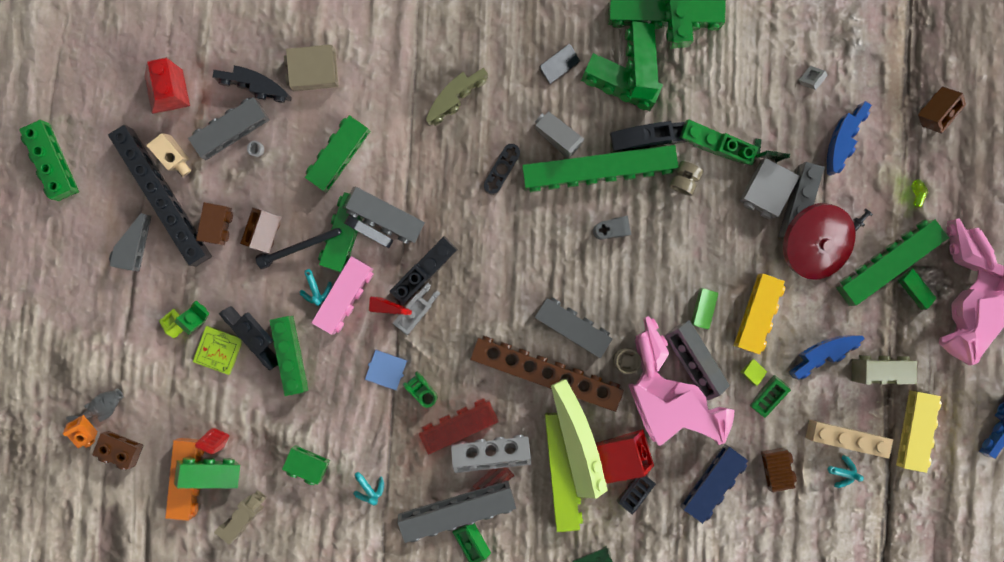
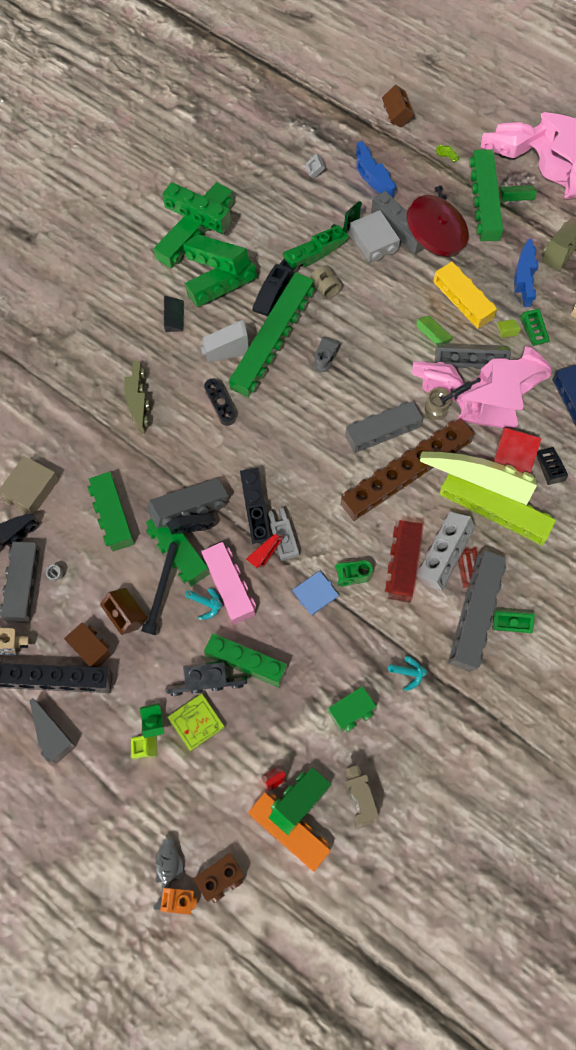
camera: 50 degrees left, 20 degrees down
(637, 374) = (458, 391): none -> black piece

